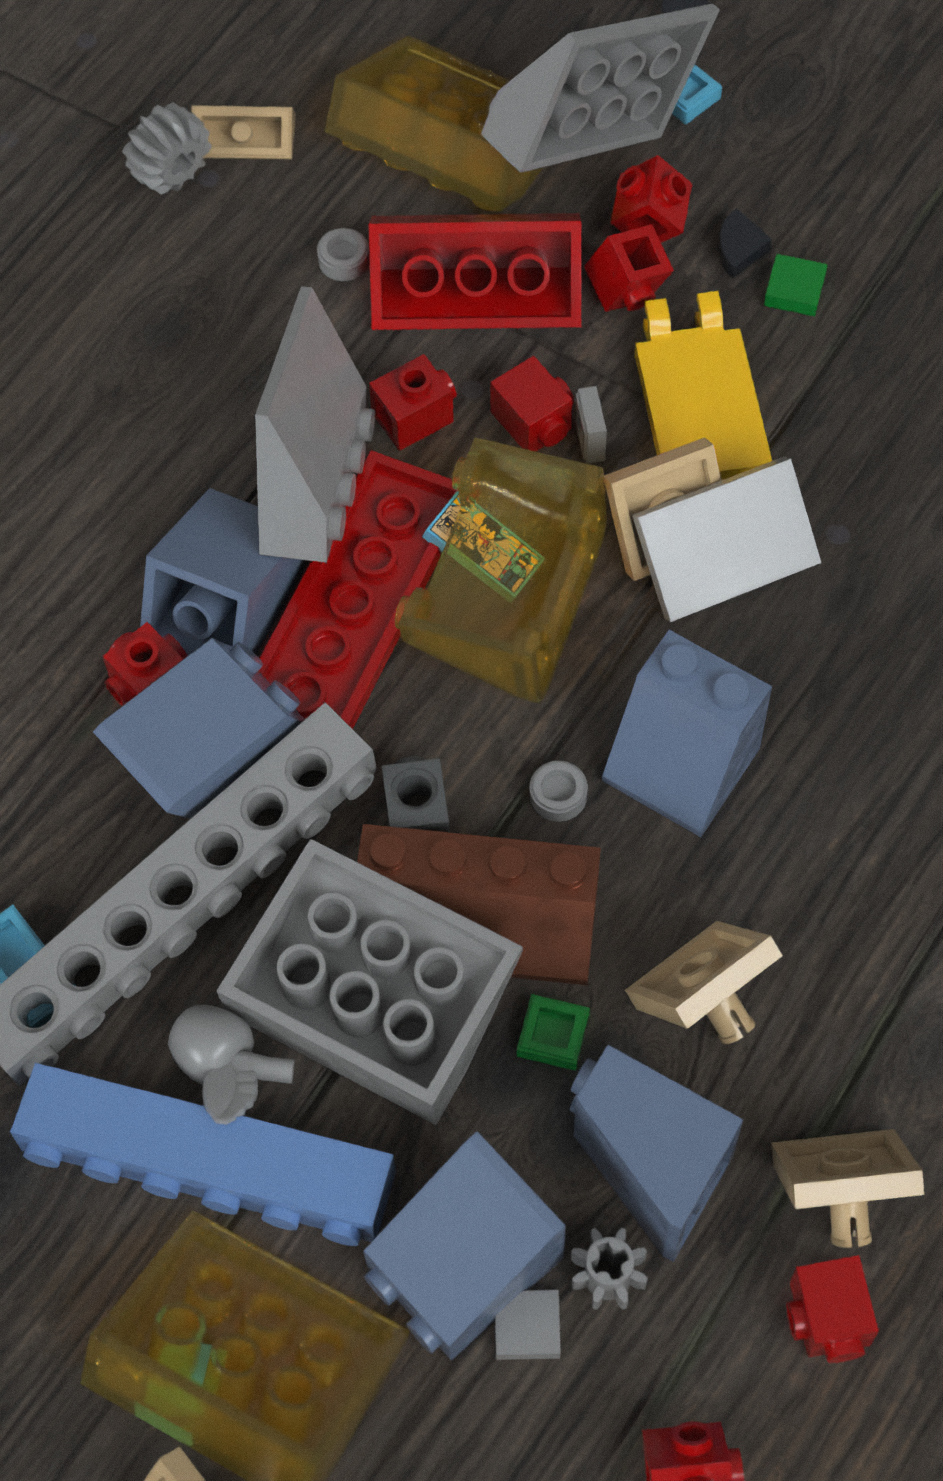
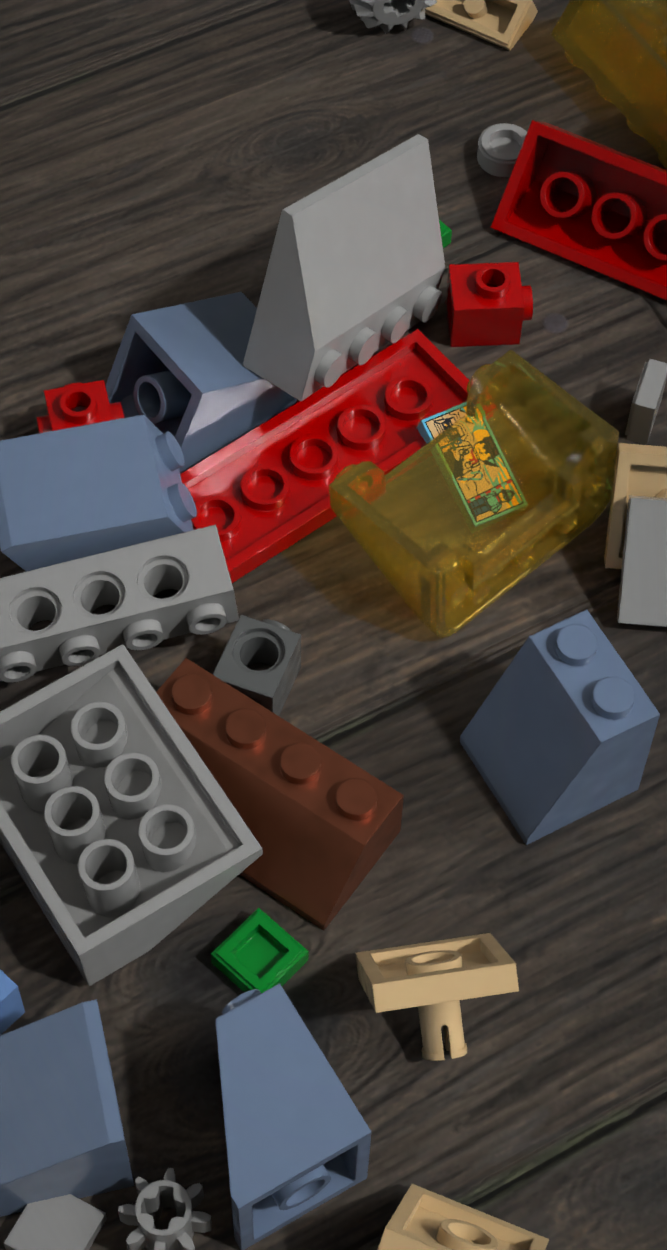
camera: 25 degrees right, 5 degrees down
(532, 405) = (601, 357): red brick -> none
(558, 791) = (408, 729): light grey tile -> none

